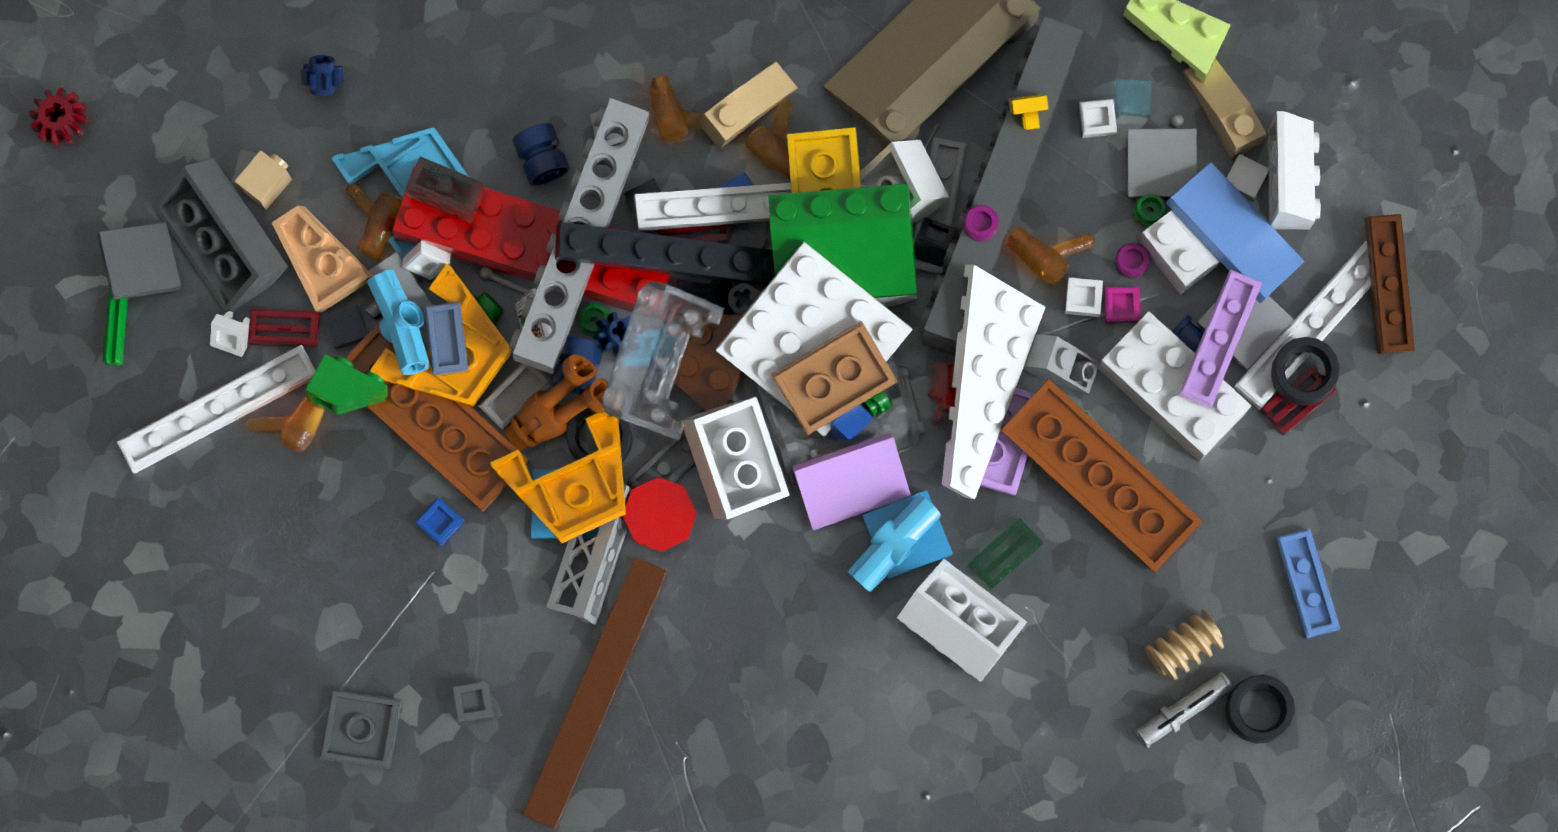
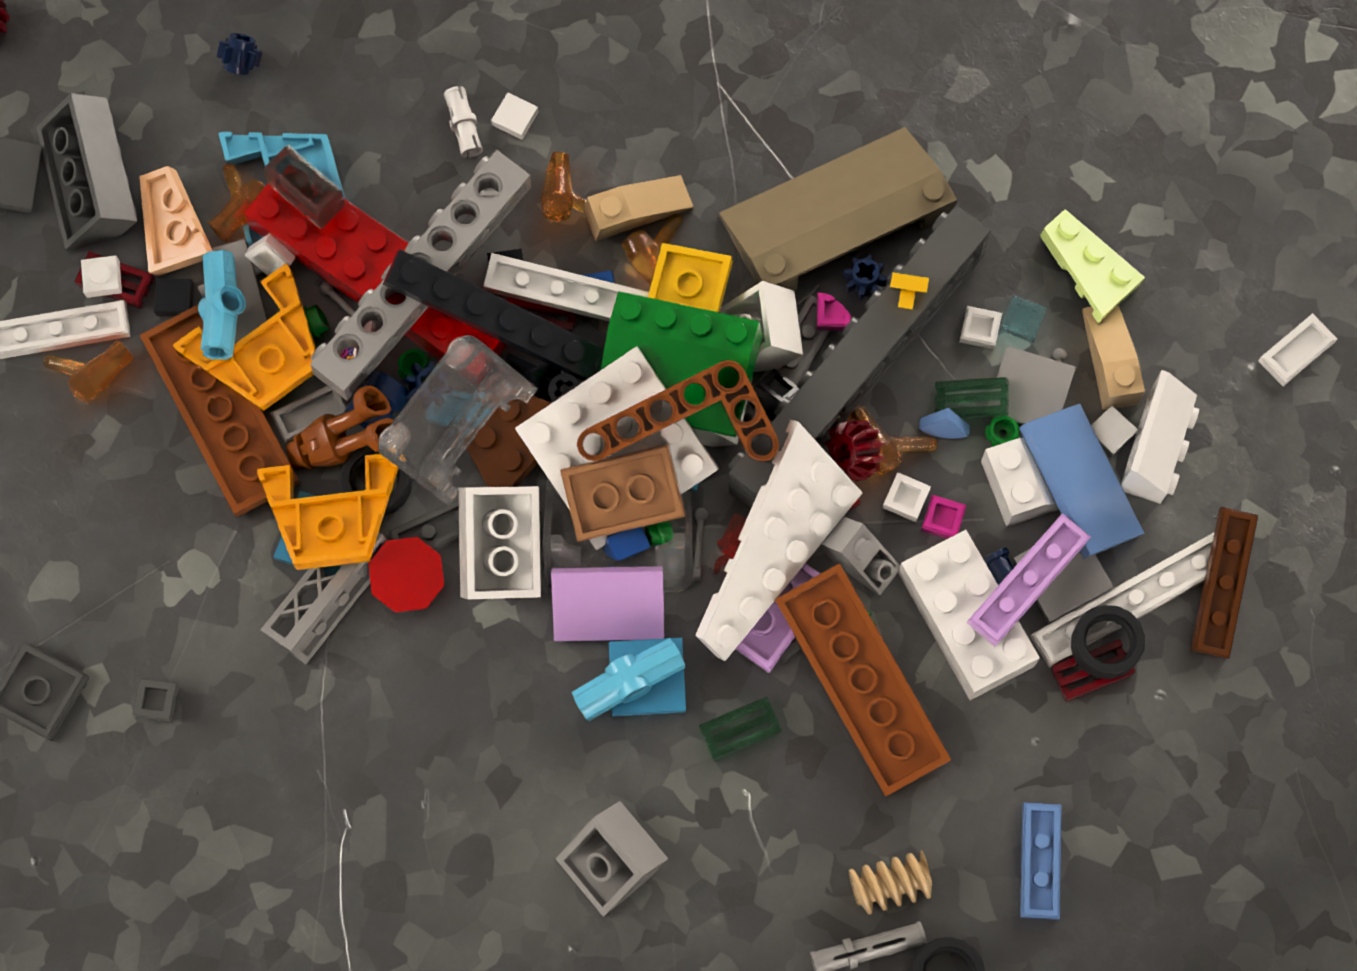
camera: 20 degrees right, 5 degrees down
(229, 334) = (58, 267): white tile -> none
(264, 179) = (148, 133): tan brick -> none
(273, 329) = (101, 276): none -> white plate
(343, 388) = (141, 351): green slope -> none
(439, 521) = (191, 513): blue tile -> none
(447, 339) = (259, 335): sand blue tile -> none
(538, 148) = (419, 188): dark blue wheel -> none
(555, 74) = (463, 122): none -> white pin
(595, 693) = (278, 733): reddish brown tile -> none
(601, 53) = (514, 116): none -> white tile
(866, 288) = (681, 409): none -> dark orange beam
(933, 706) = (611, 858): none -> light grey slope
(960, 150) = (831, 313): none -> dark pink tile
(961, 620) = (671, 780): white slope -> none
(980, 223) = (822, 385): magenta tile -> none
(981, 114) = (867, 268): none -> dark blue gear
(1026, 269) = (855, 449): none -> dark red gear
(1084, 196) = (970, 385): none -> clear green tile
(1095, 220) = (944, 425): none -> medium blue tile
(1132, 260) = (968, 477): magenta tile -> none
(1387, 48) = (1297, 349): none -> white tile

